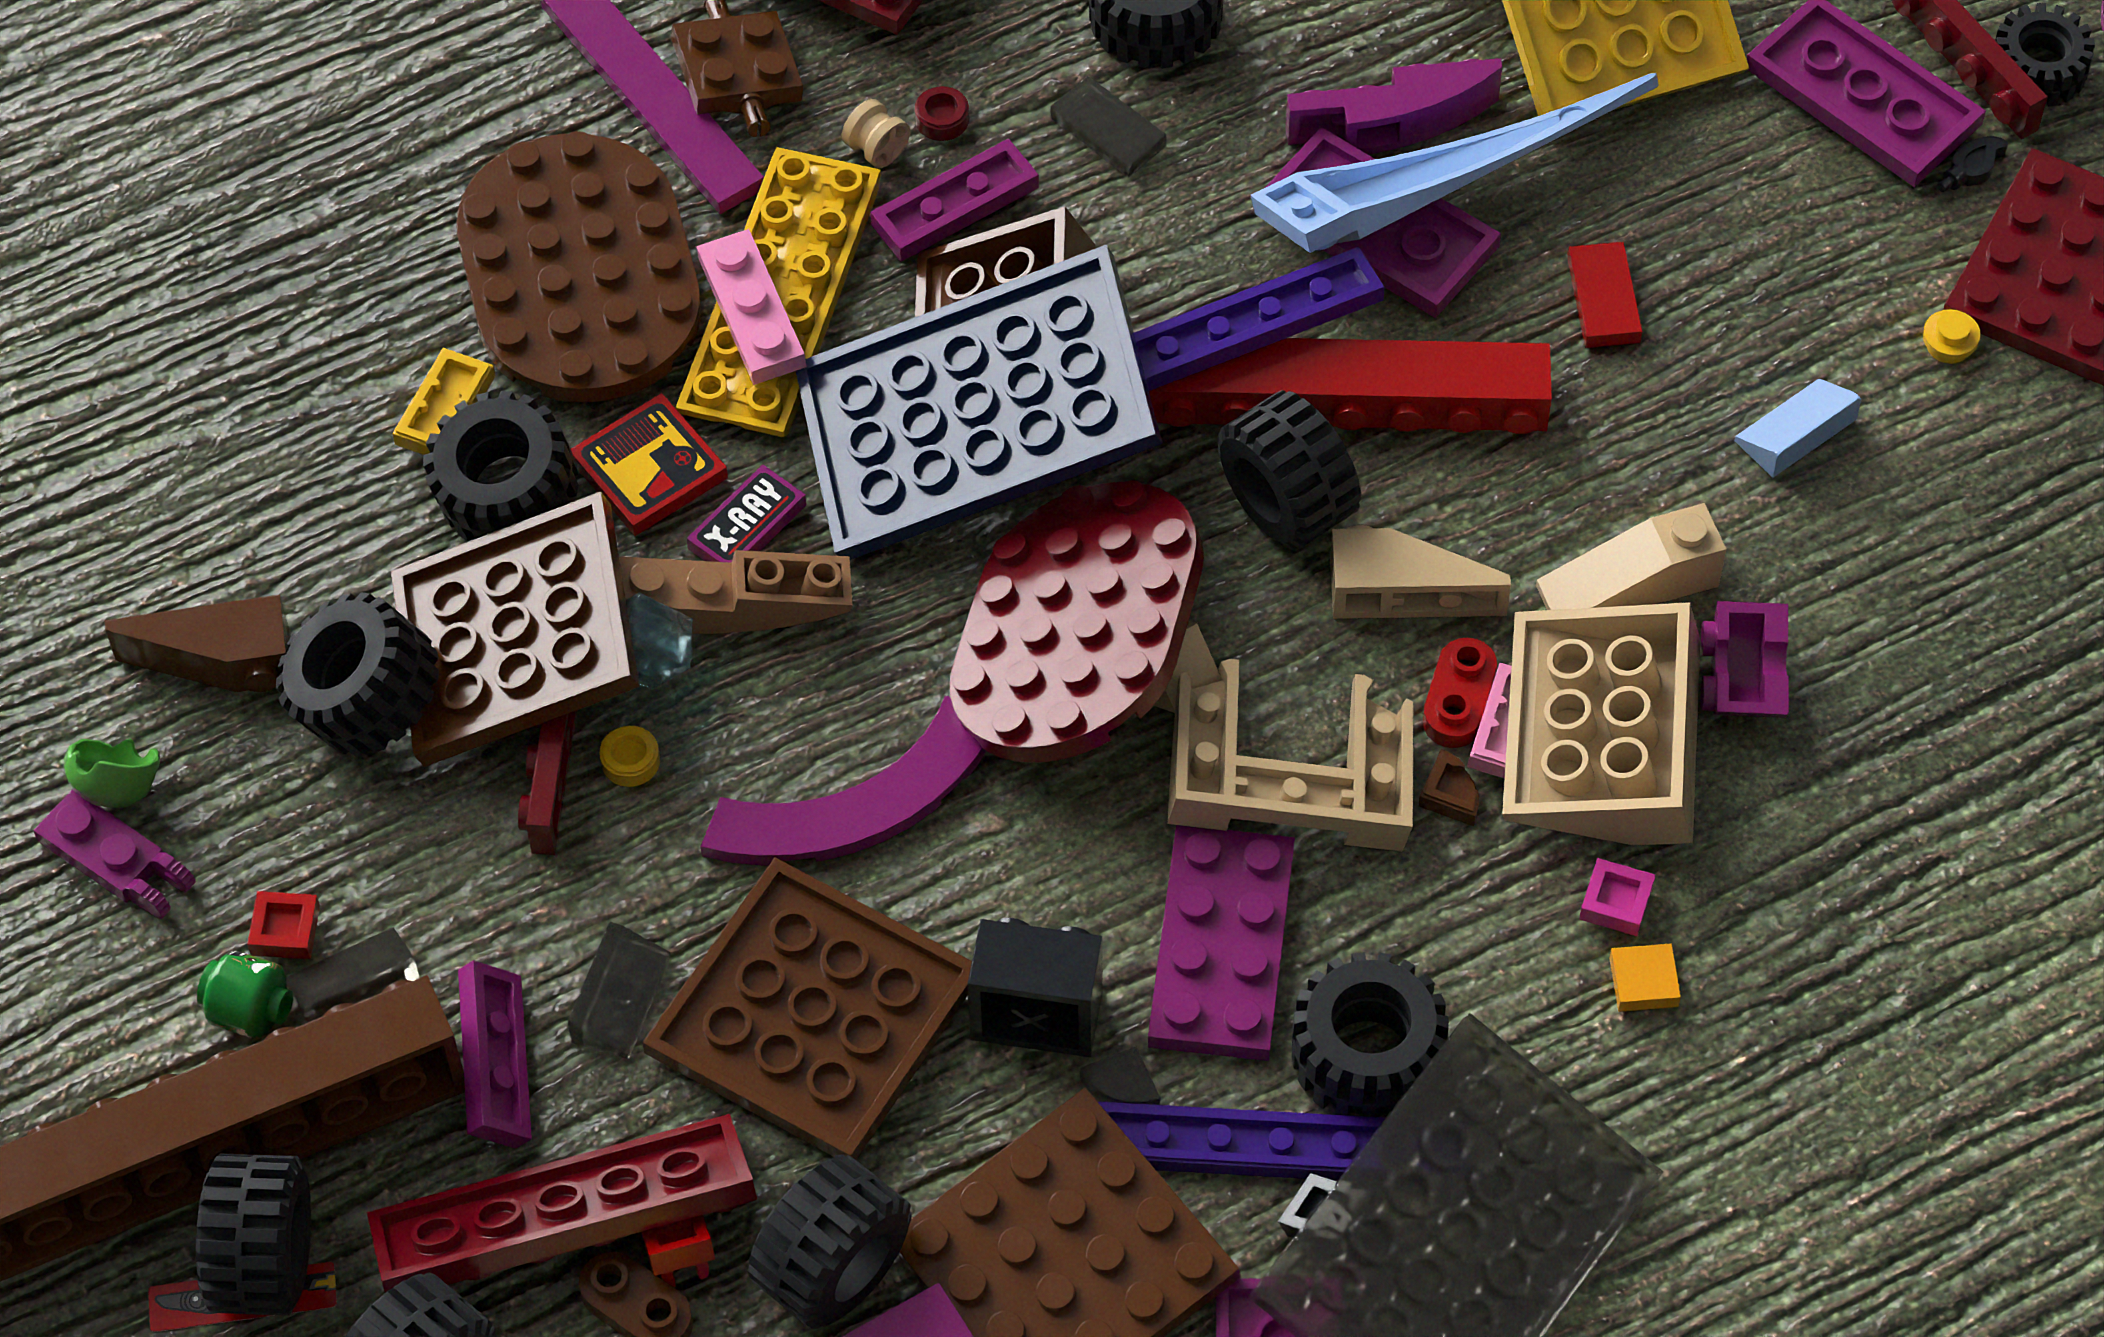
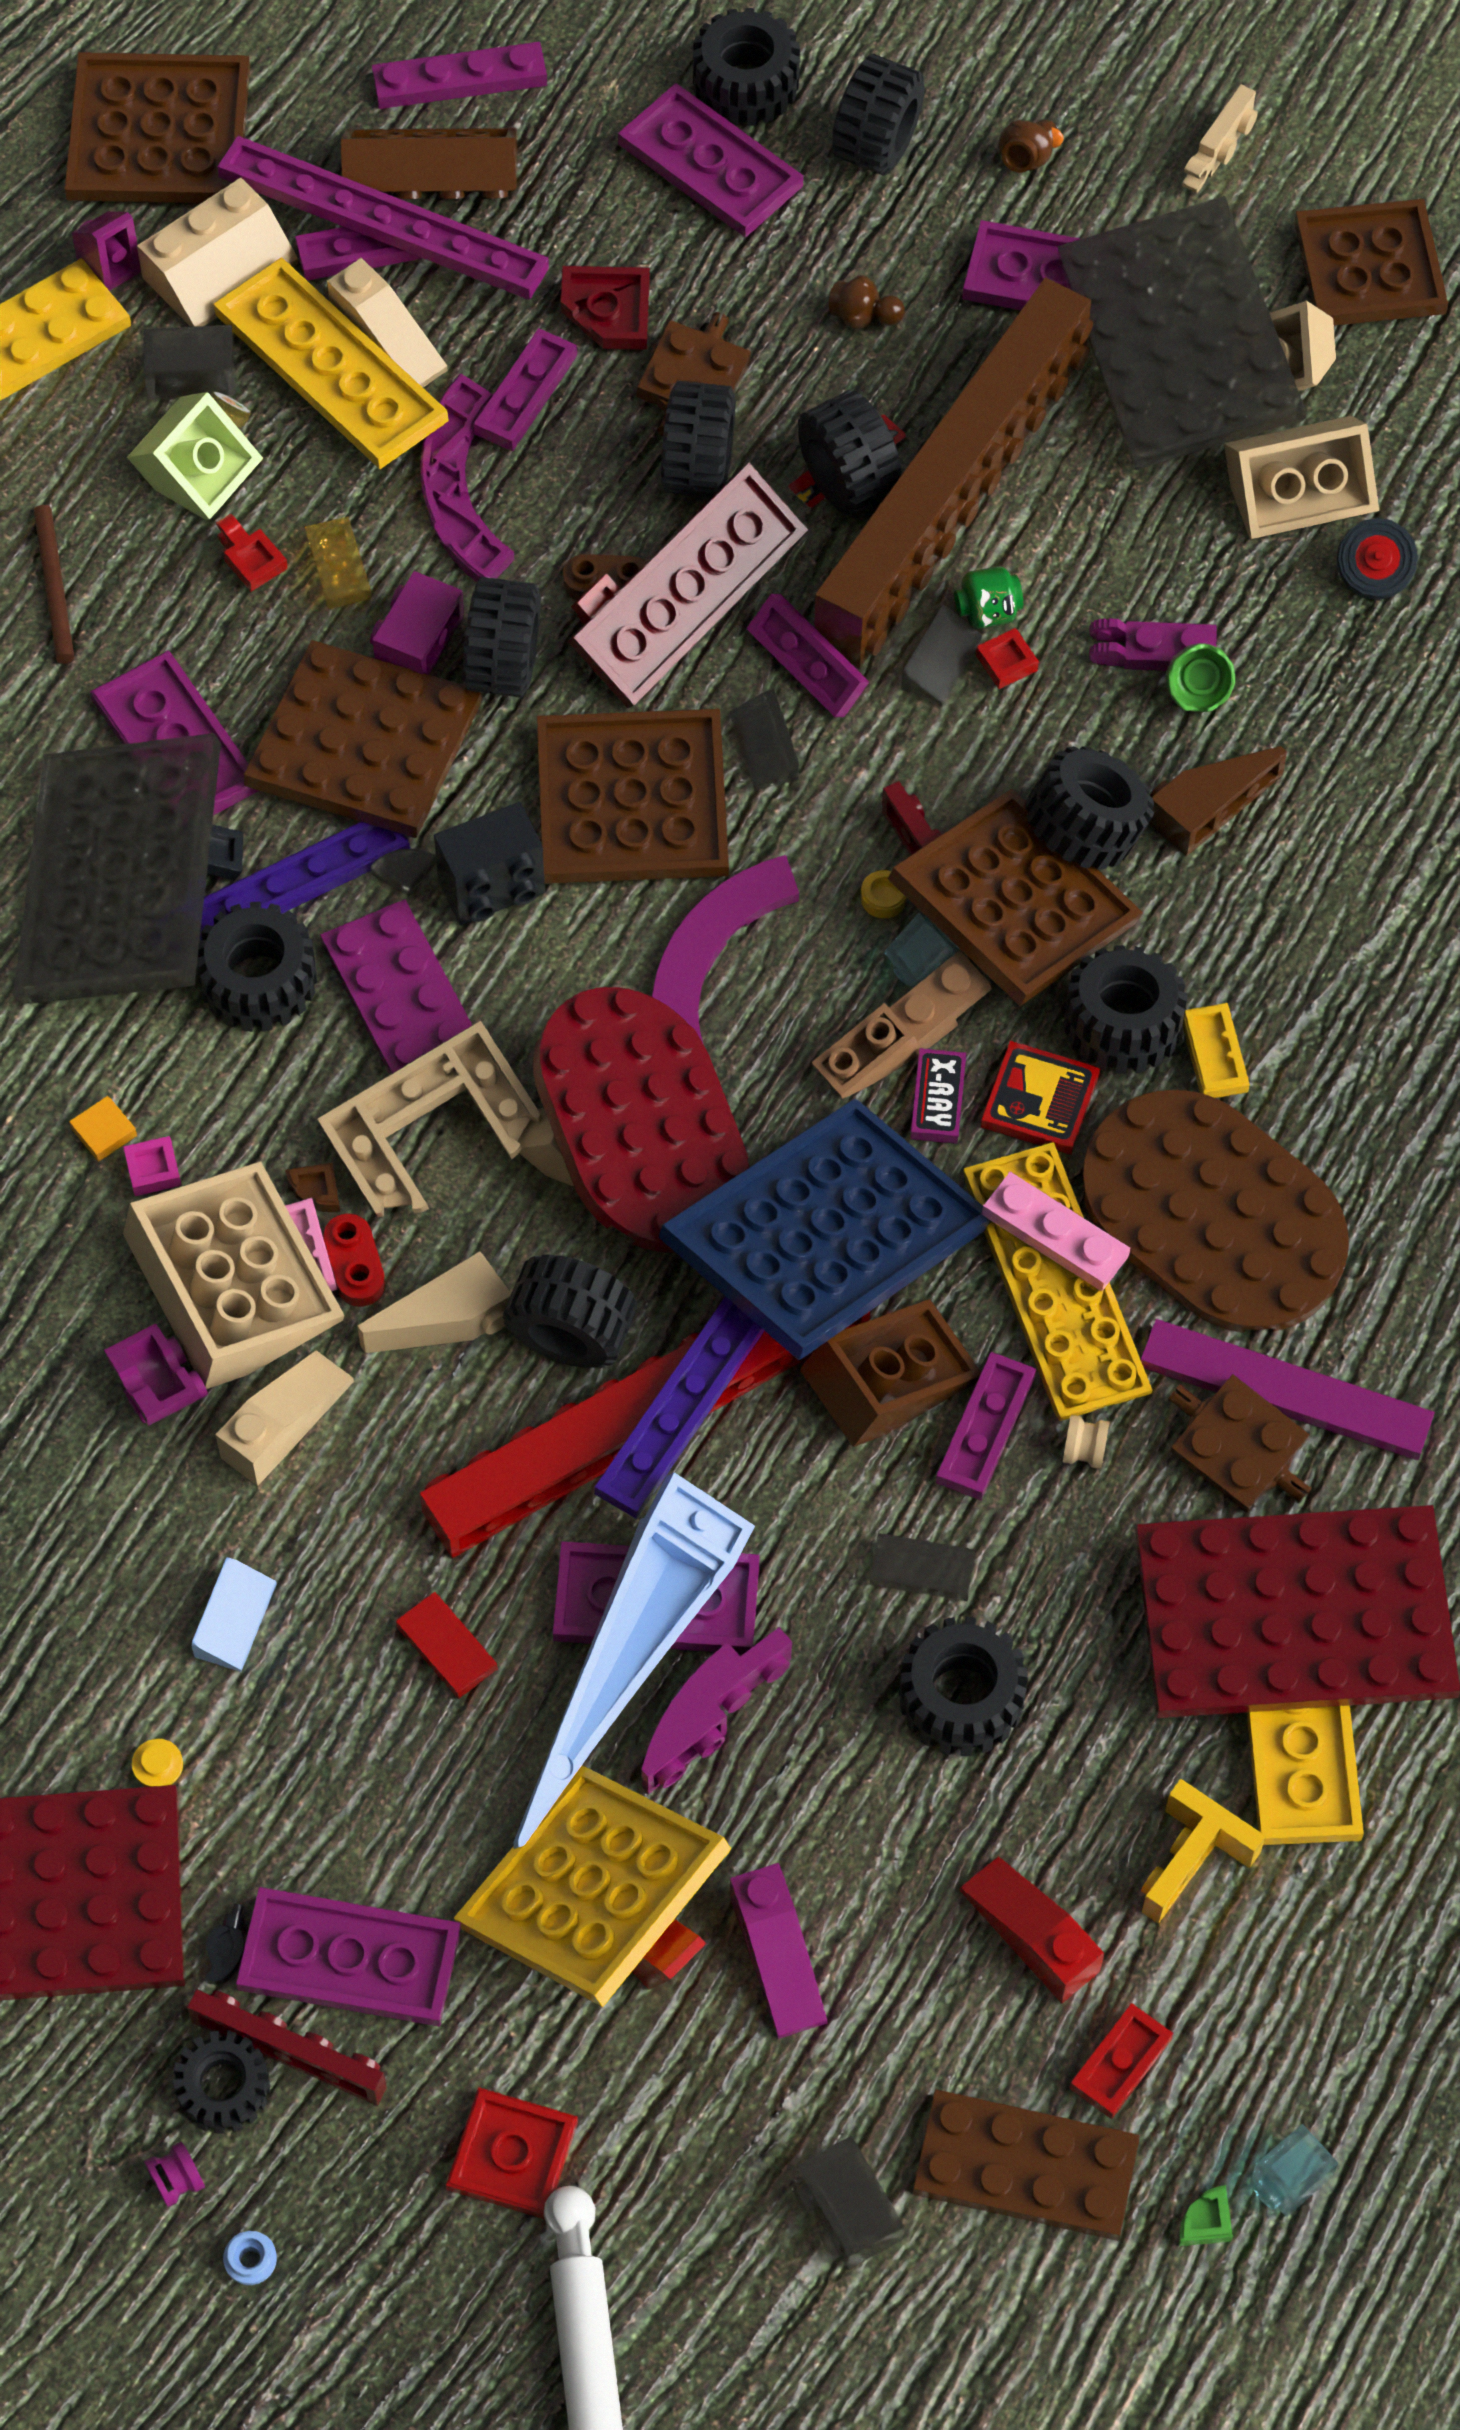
camera: 145 degrees right, 5 degrees up
(941, 113) = (1057, 1504): dark red tile -> none

